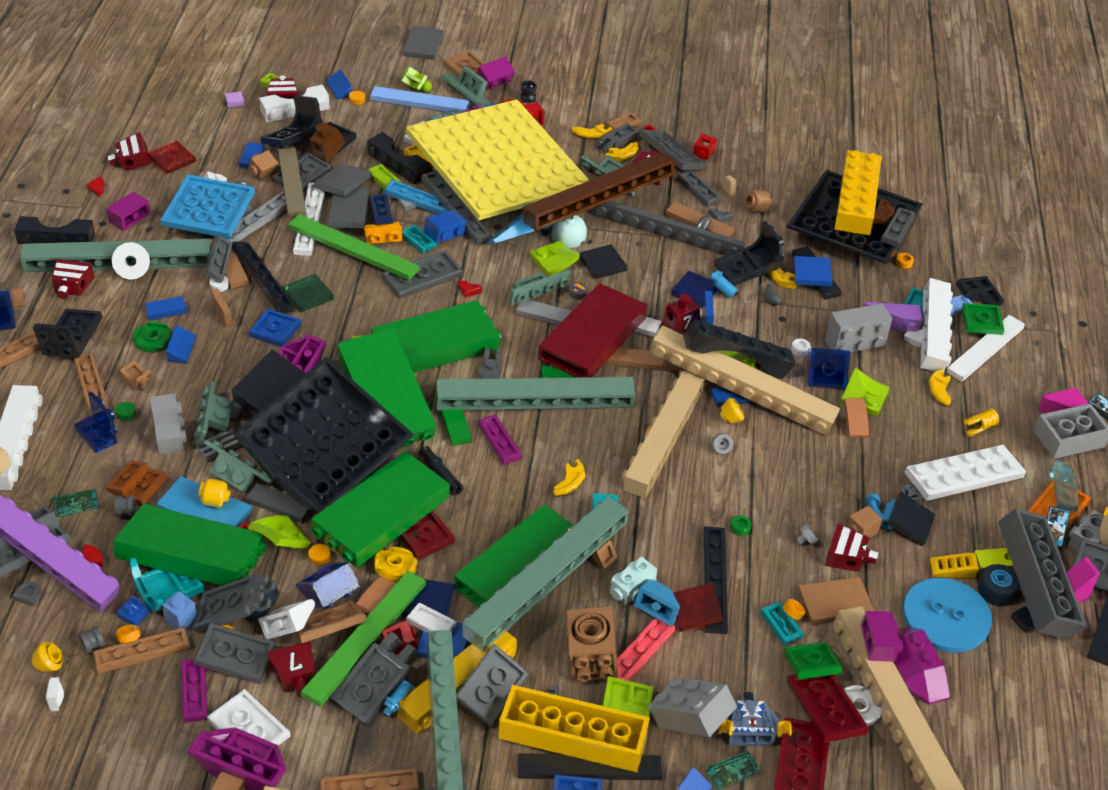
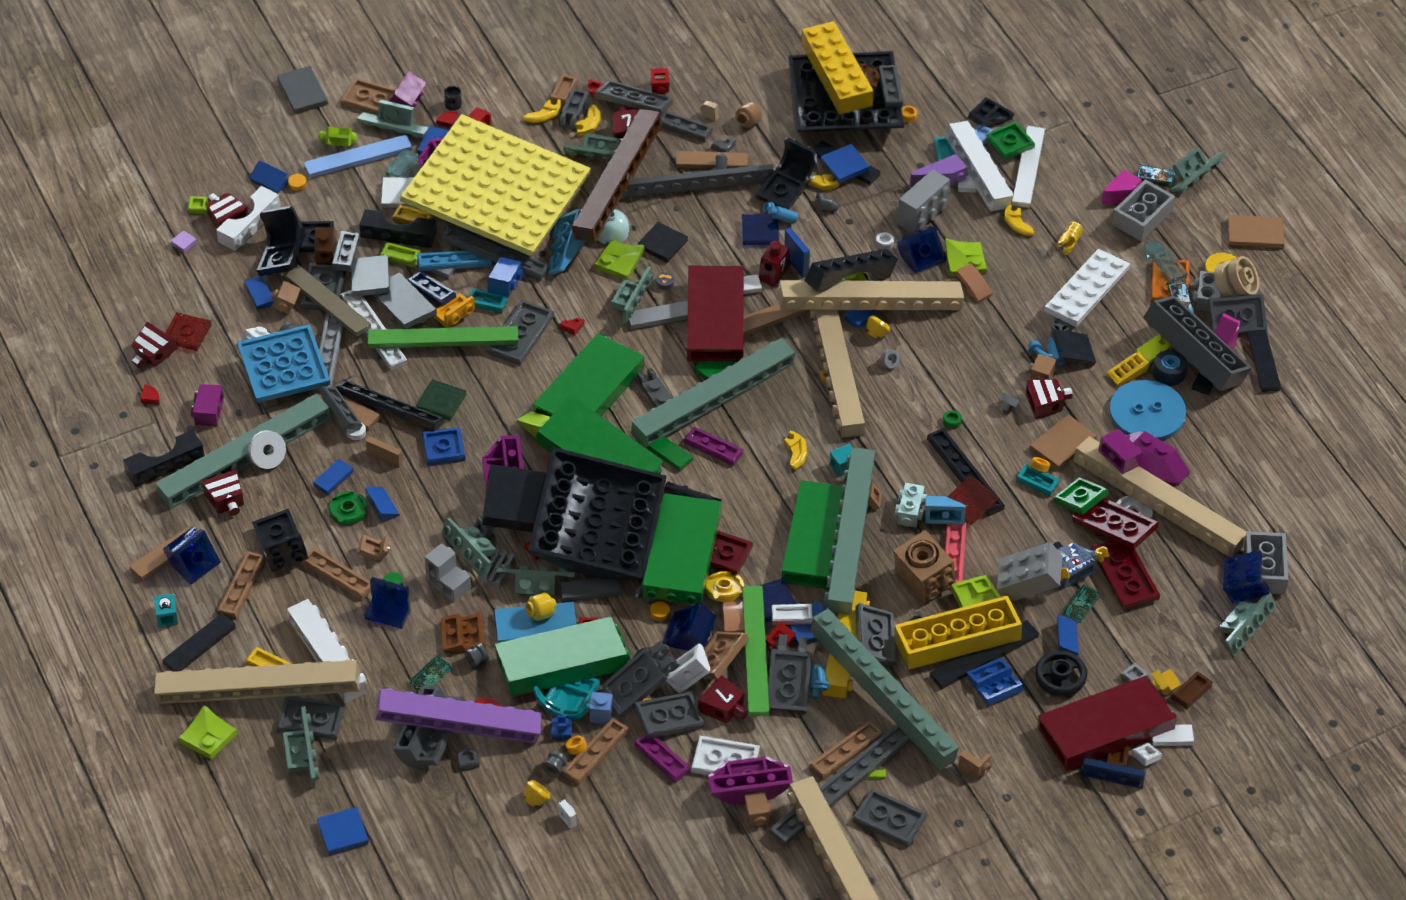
camera: 30 degrees left, 5 degrees up
(281, 531) = (618, 607): lime plate -> none
(341, 154) = (345, 251): none -> plate

